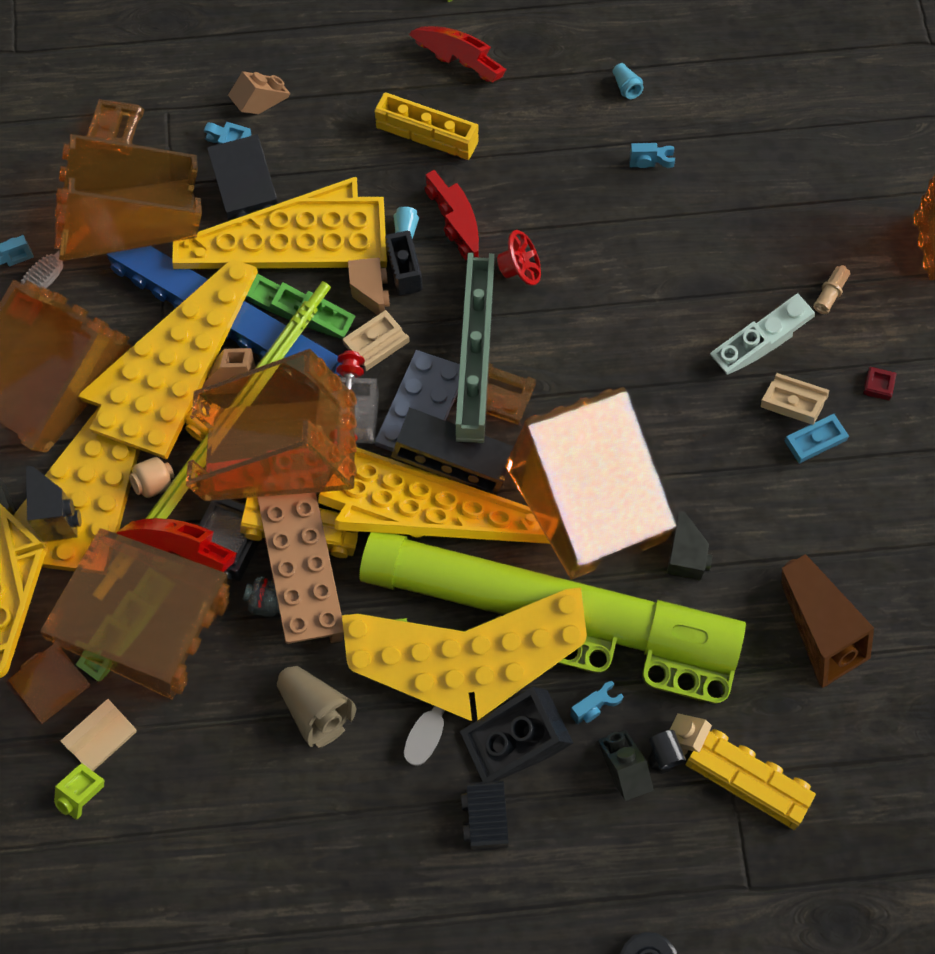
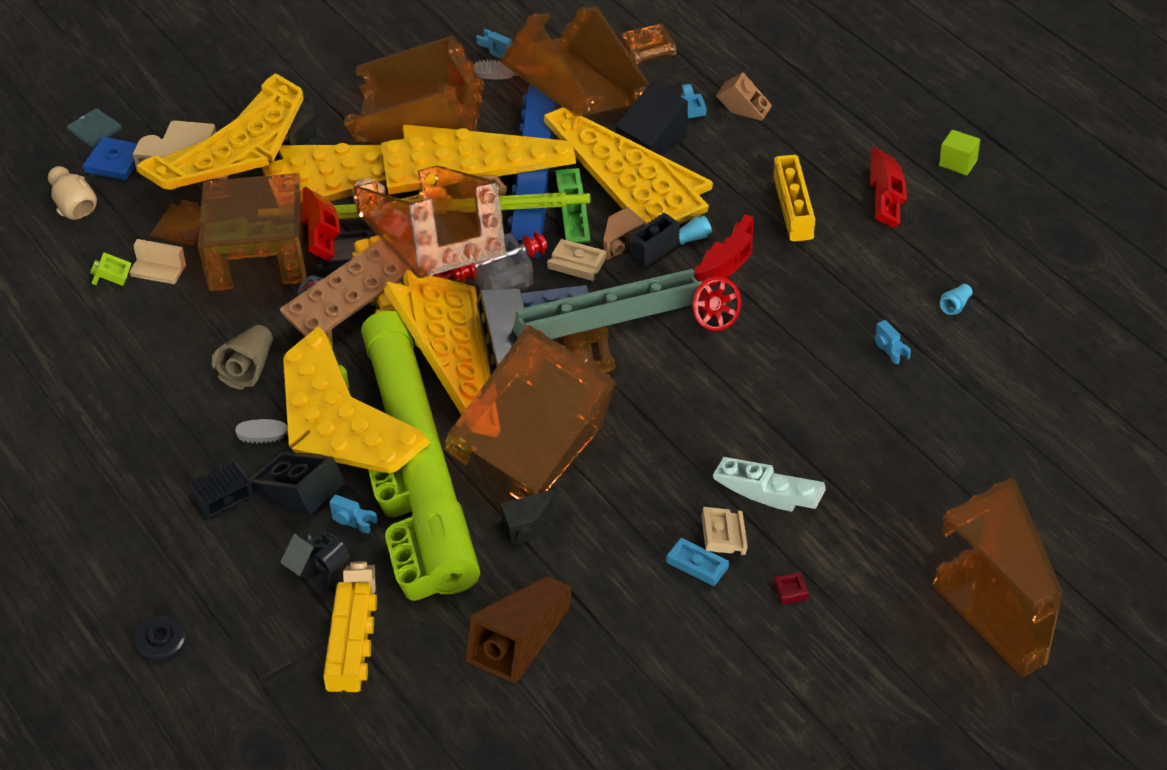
camera: 60 degrees right, 20 degrees down
(49, 508) = (300, 145): black slope -> none
(831, 290) = (859, 516): tan axle -> none

